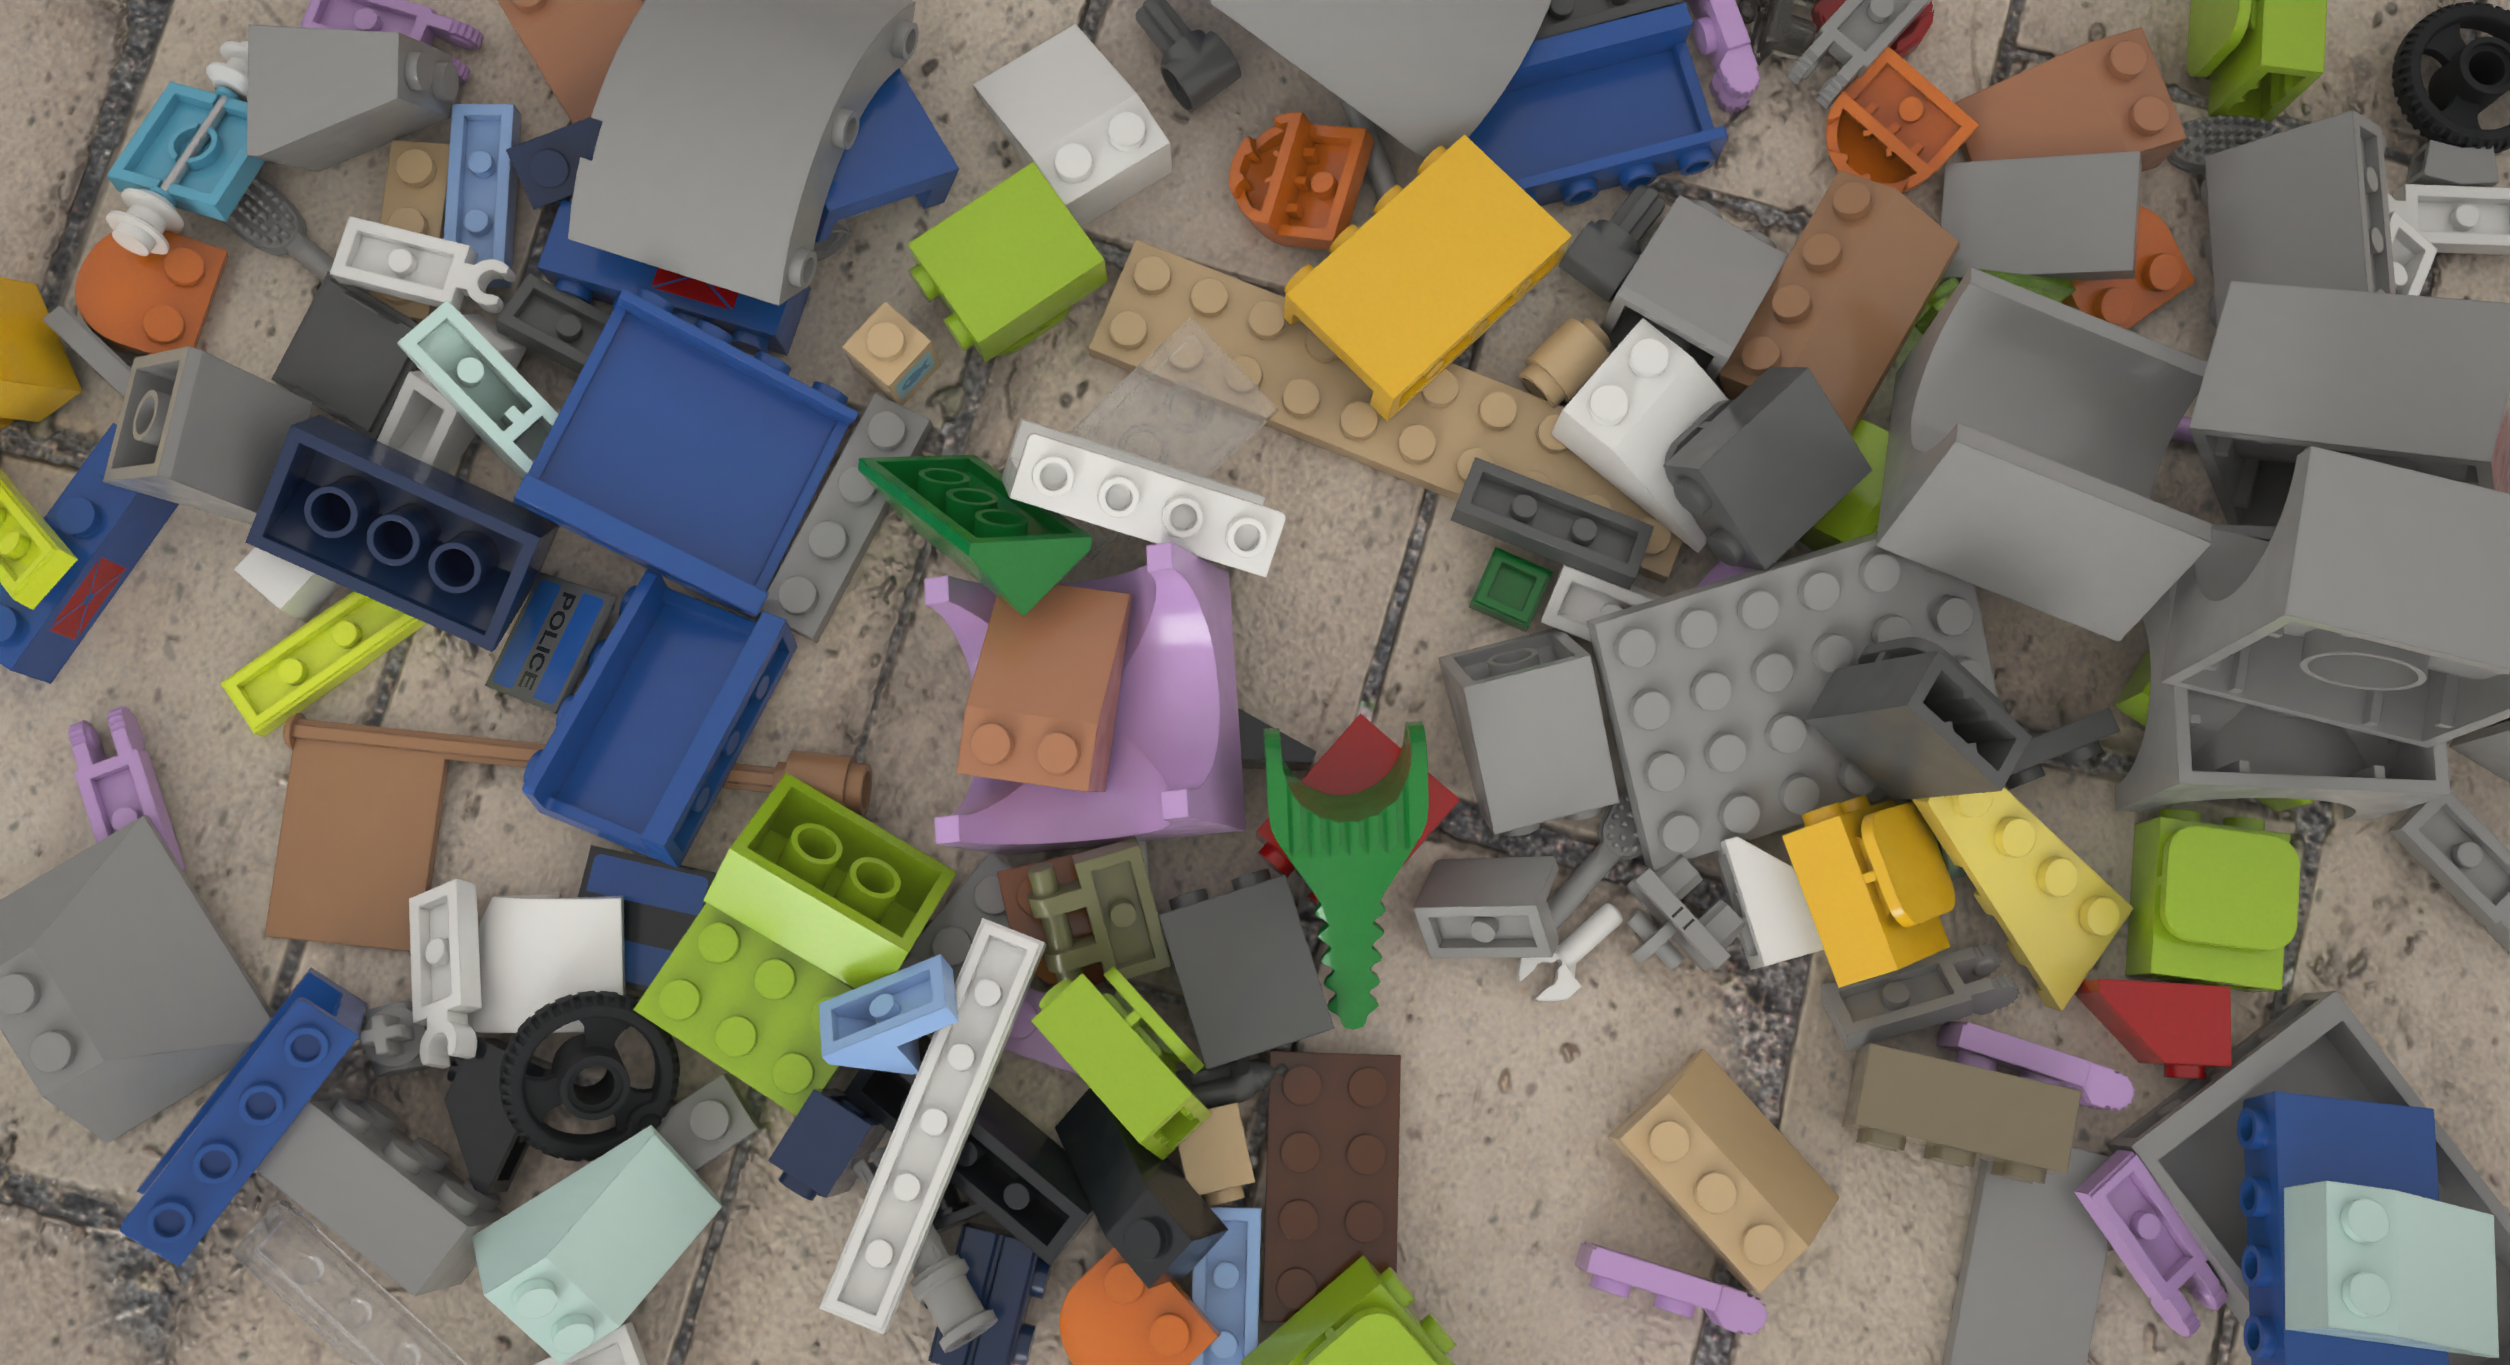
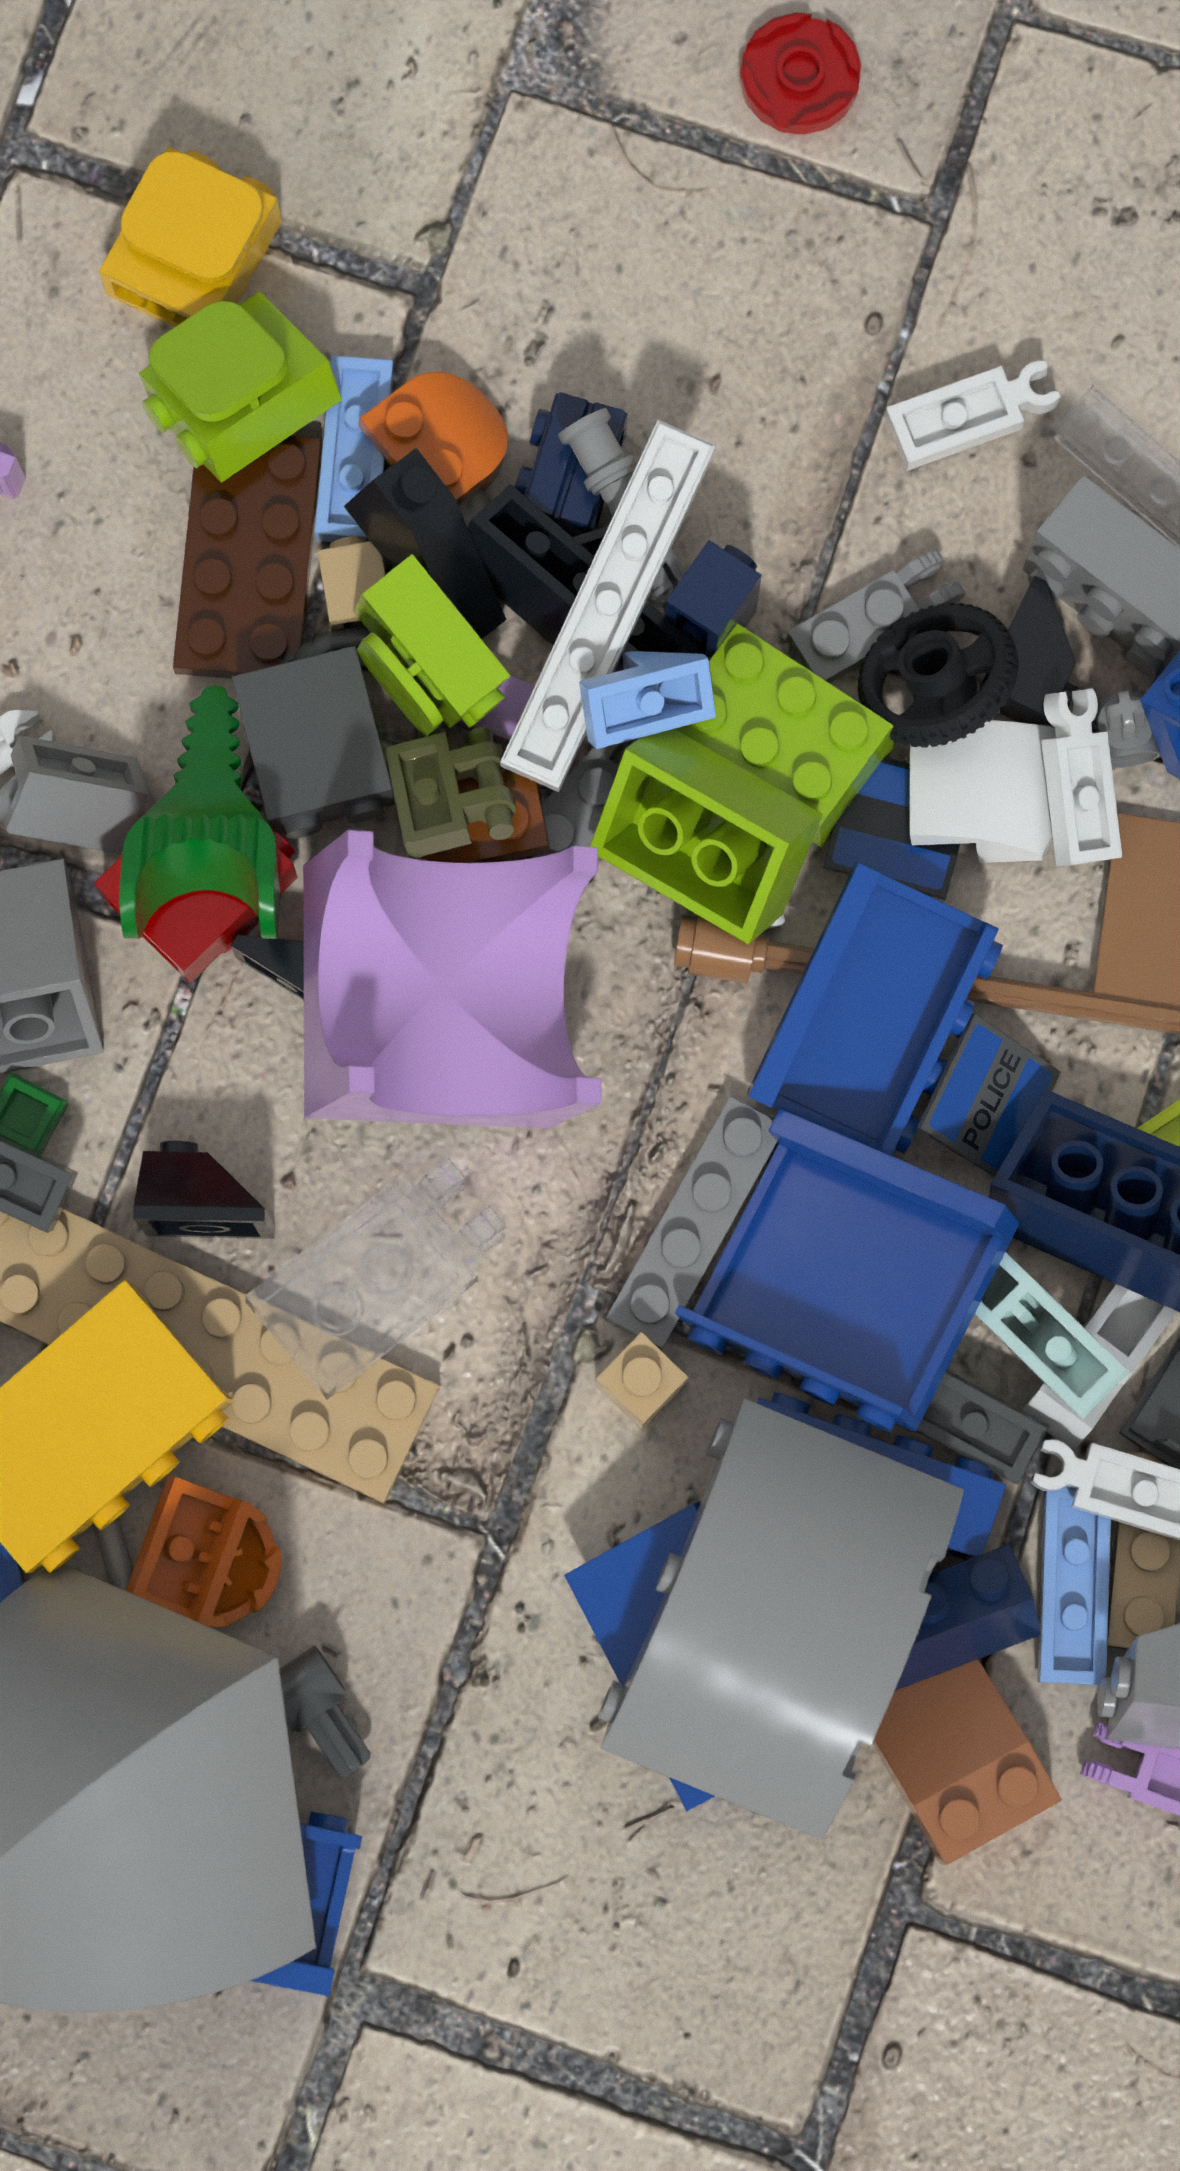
camera: 175 degrees left, 0 degrees up
(593, 1243) = (933, 524): light aqua slope -> none
(971, 519) = (547, 1175): green slope -> none
(1007, 265) = (518, 1465): lime brick -> none
(1048, 691) = (485, 995): nougat slope -> none
(1077, 124) = (445, 1639): white slope -> none
(1141, 497) = (389, 1183): white panel -> none
(1331, 500) = (194, 1196): none -> black slope

